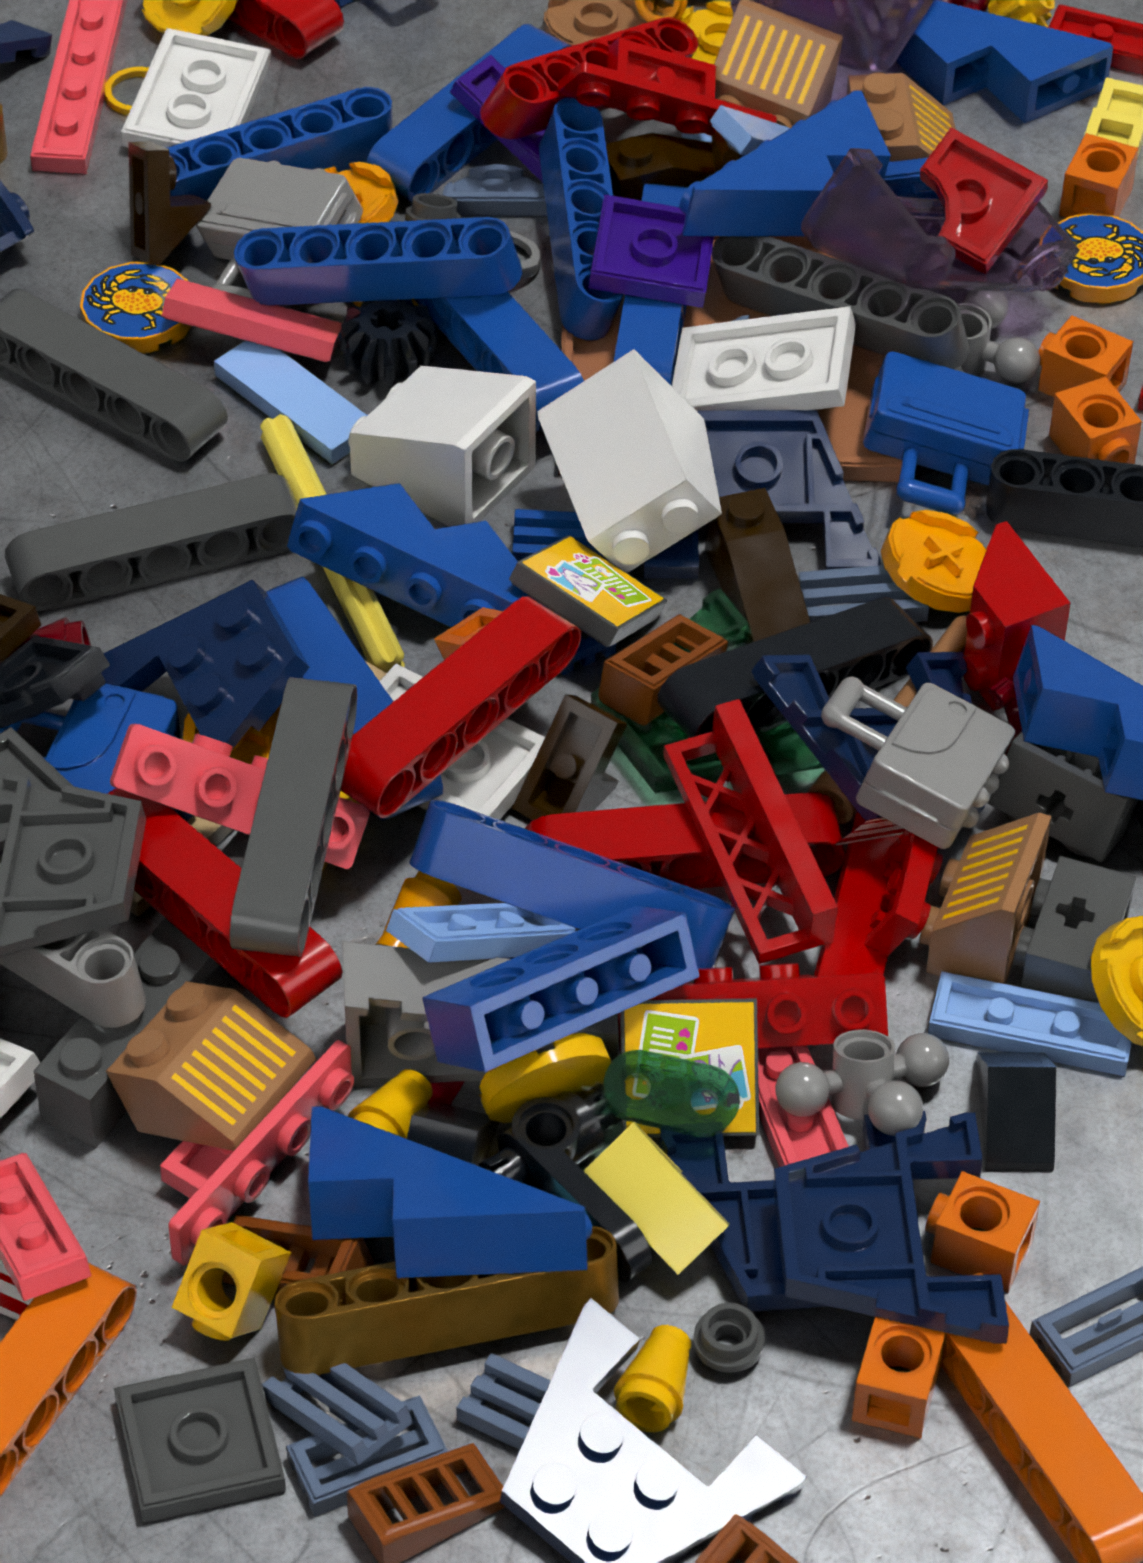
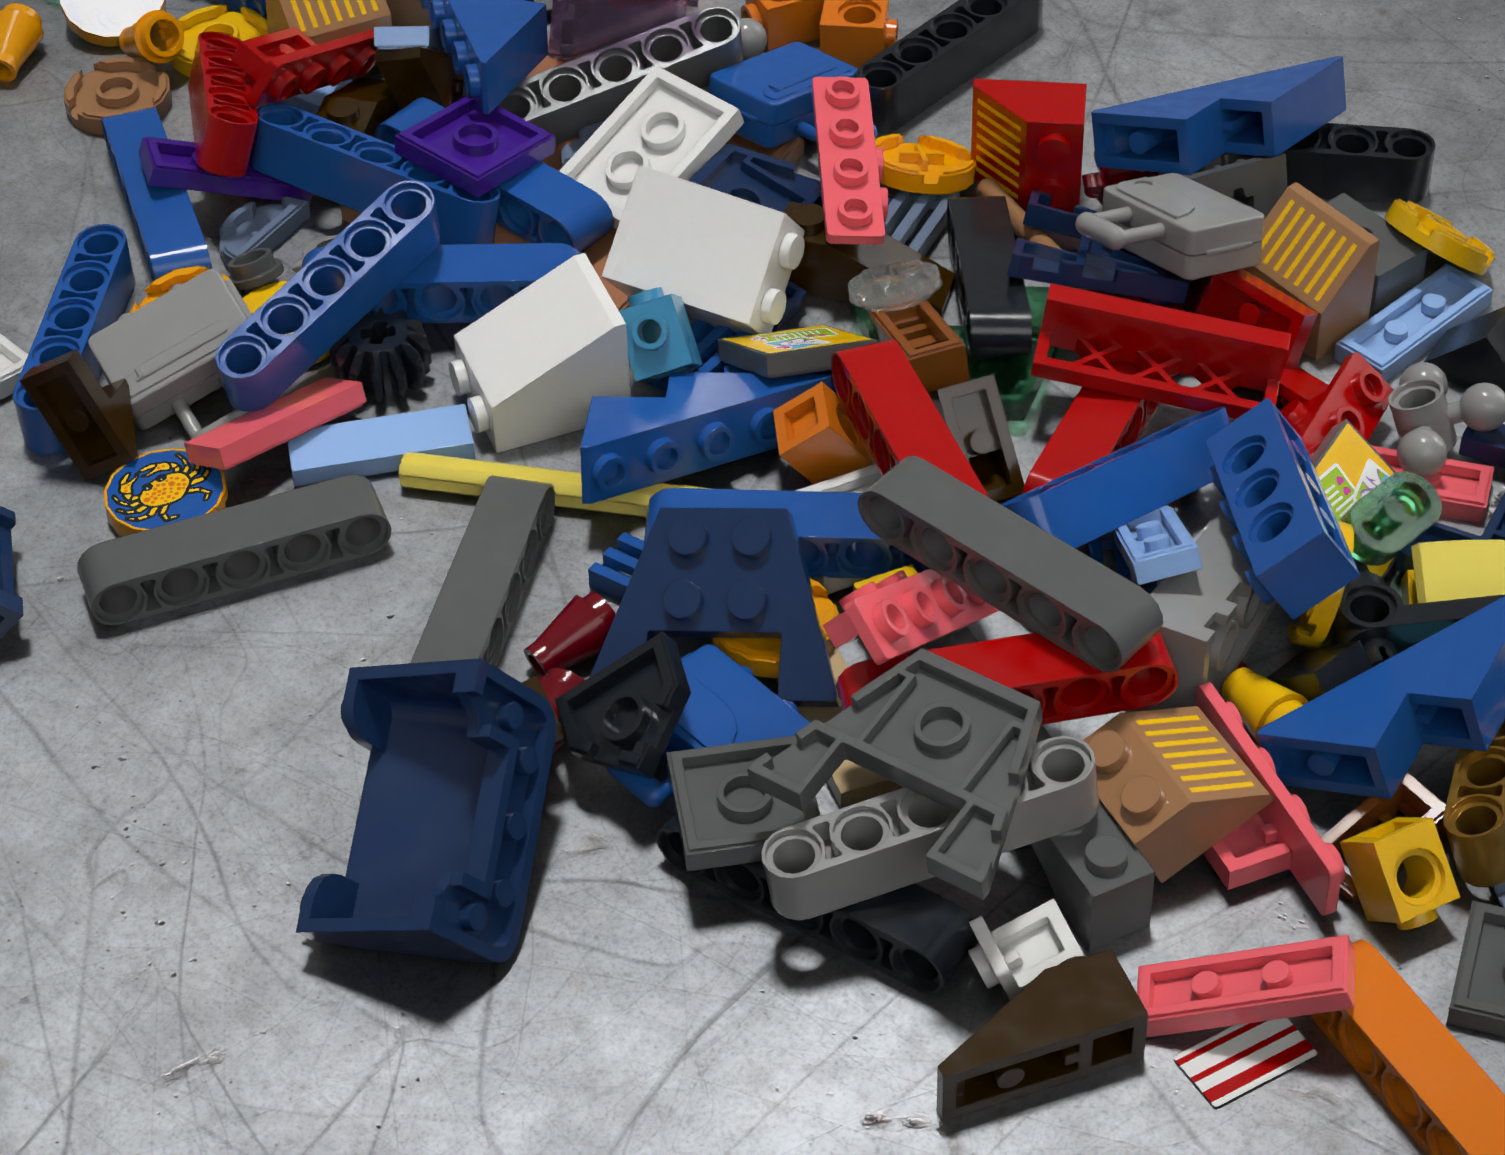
camera: 55 degrees left, 5 degrees down
(138, 615) = (573, 635): none -> dark red cone
(512, 488) = (659, 336): none -> dark azure brick
(714, 612) = (894, 286): none -> clear gear
(834, 504) = (849, 162): none -> coral bracket

